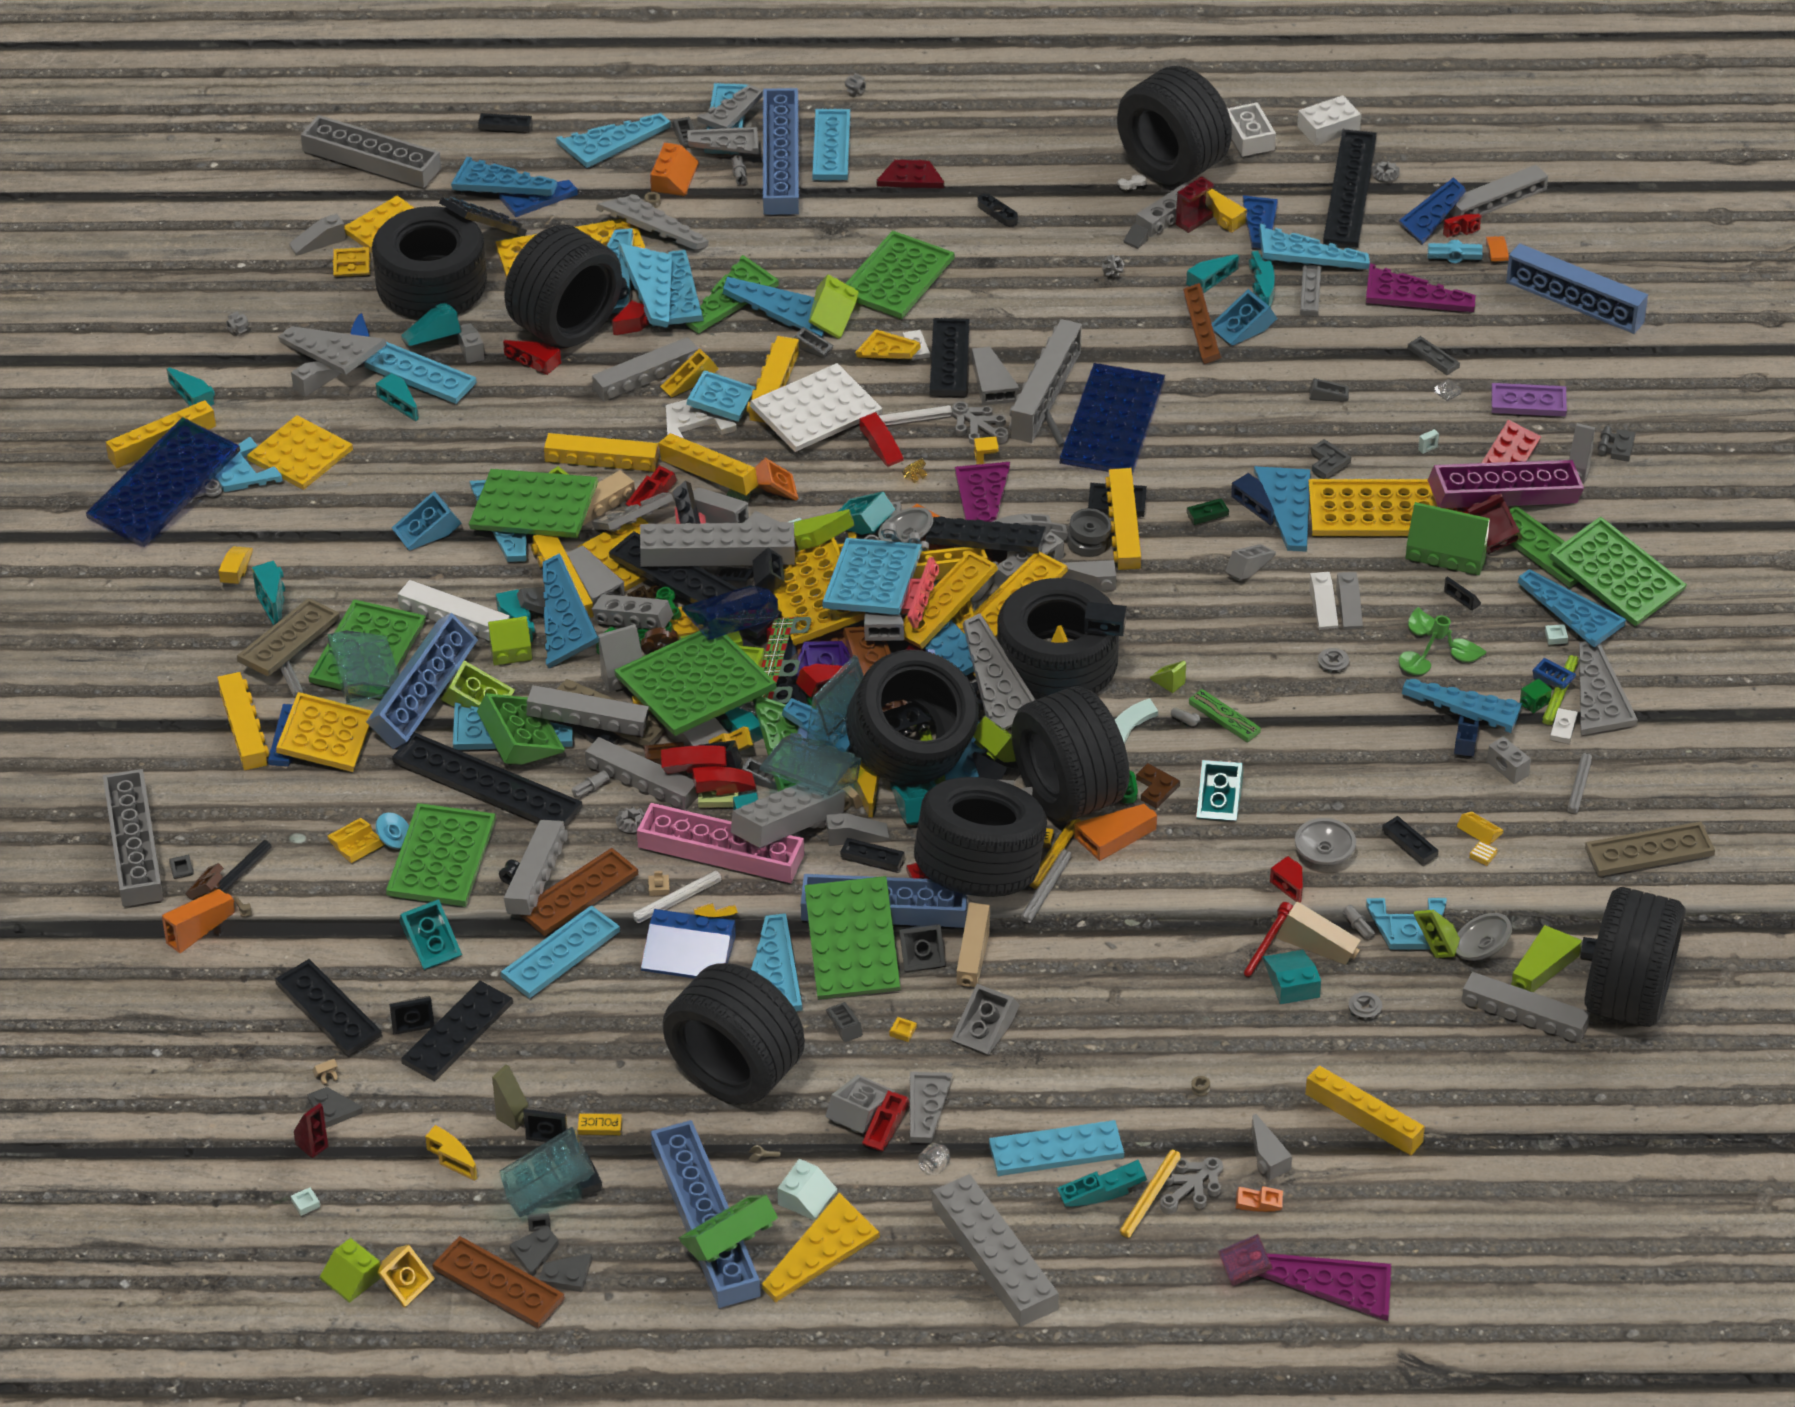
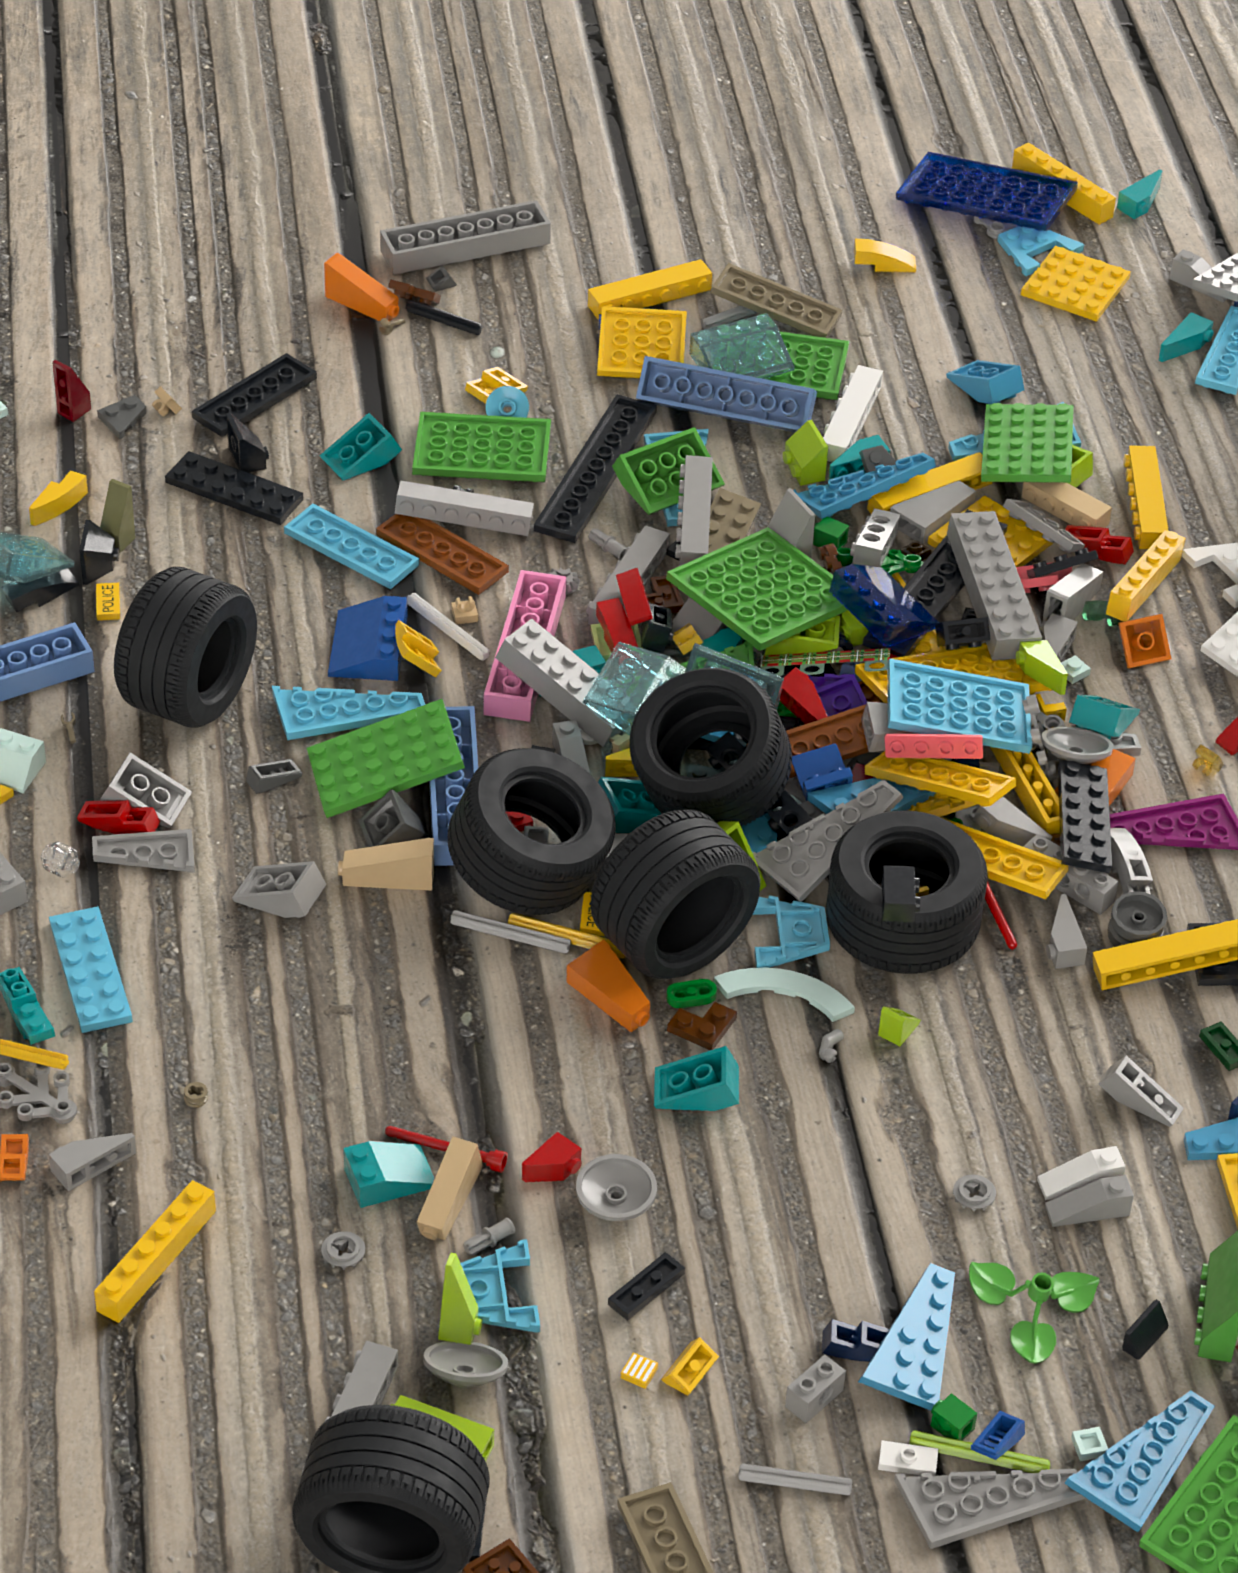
camera: 80 degrees right, 0 degrees up
(269, 589) = (835, 278): teal slope -> none
(471, 685) = (730, 440): lime slope -> none
(903, 1029) = (266, 825): yellow tile -> none
(1224, 715) = (843, 1085): bright green tile -> none

